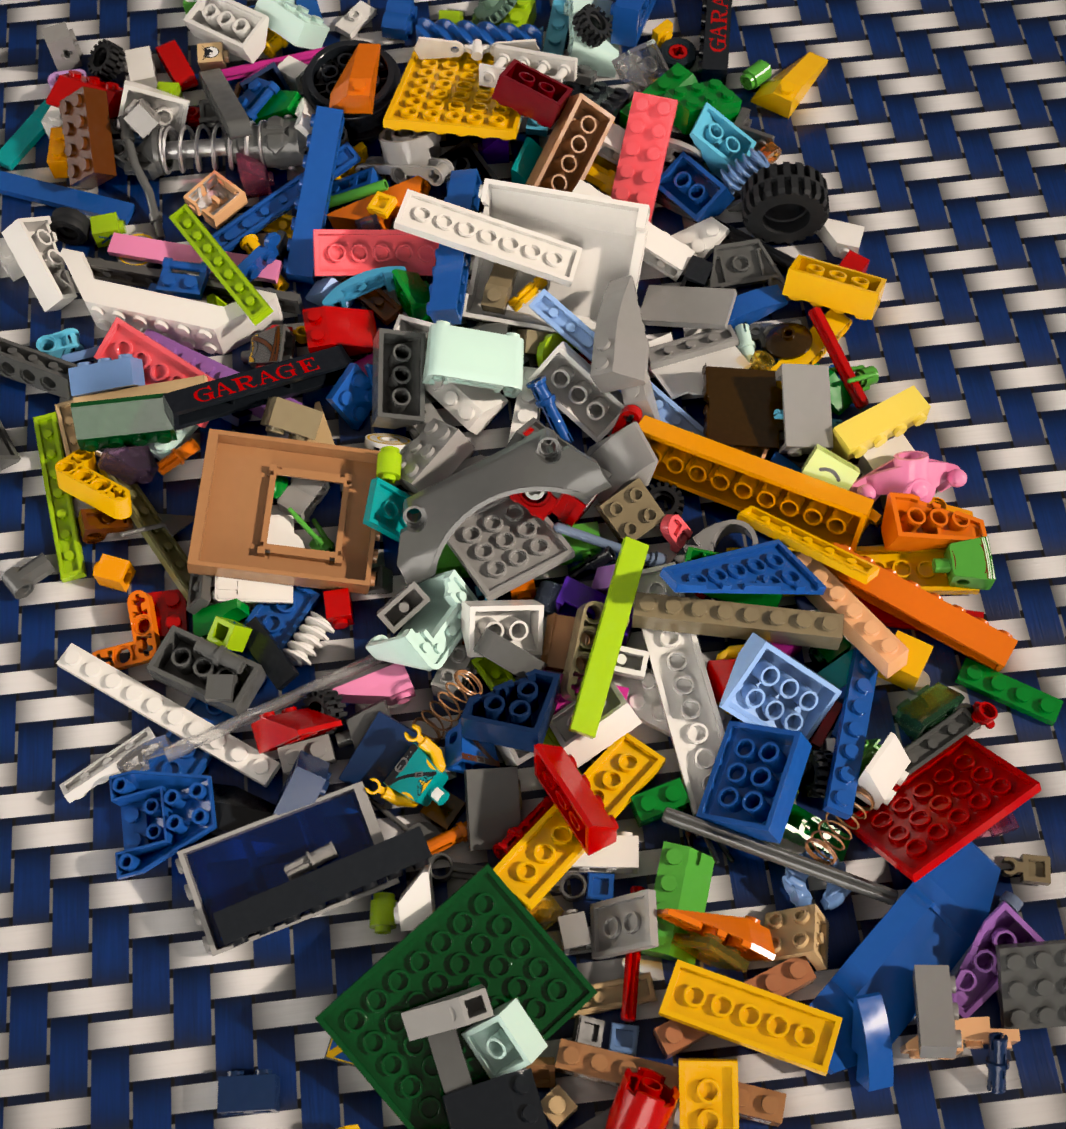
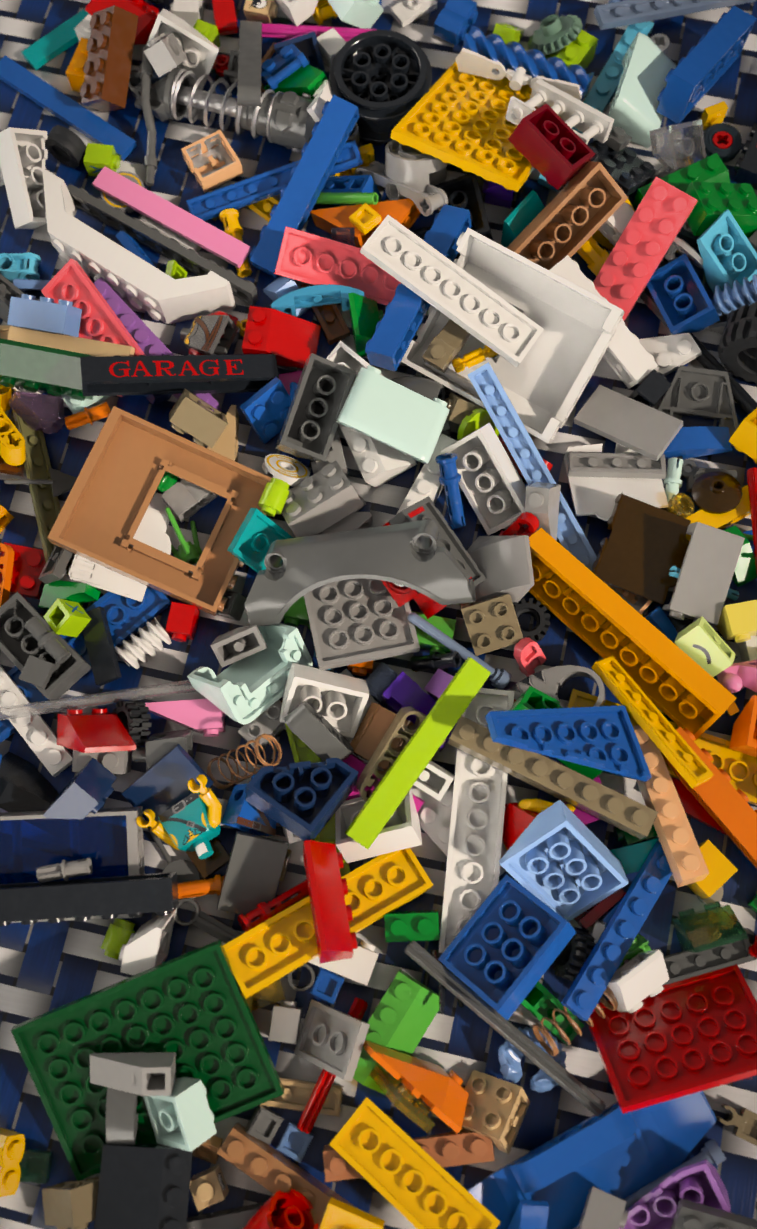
camera: 20 degrees right, 10 degrees up
(183, 284) = (148, 242): blue plate -> none
(221, 265) = (188, 235): lime tile -> none
(254, 176) = (255, 148): clear pink slope -> none
(260, 257) = (228, 238): blue hinge -> none
(282, 246) = (254, 228): dark grey tile -> none
(357, 84) = (382, 82): orange wedge -> none
(592, 25) = (642, 87): black tyre -> none
(619, 339) = (543, 441): light grey wedge -> none

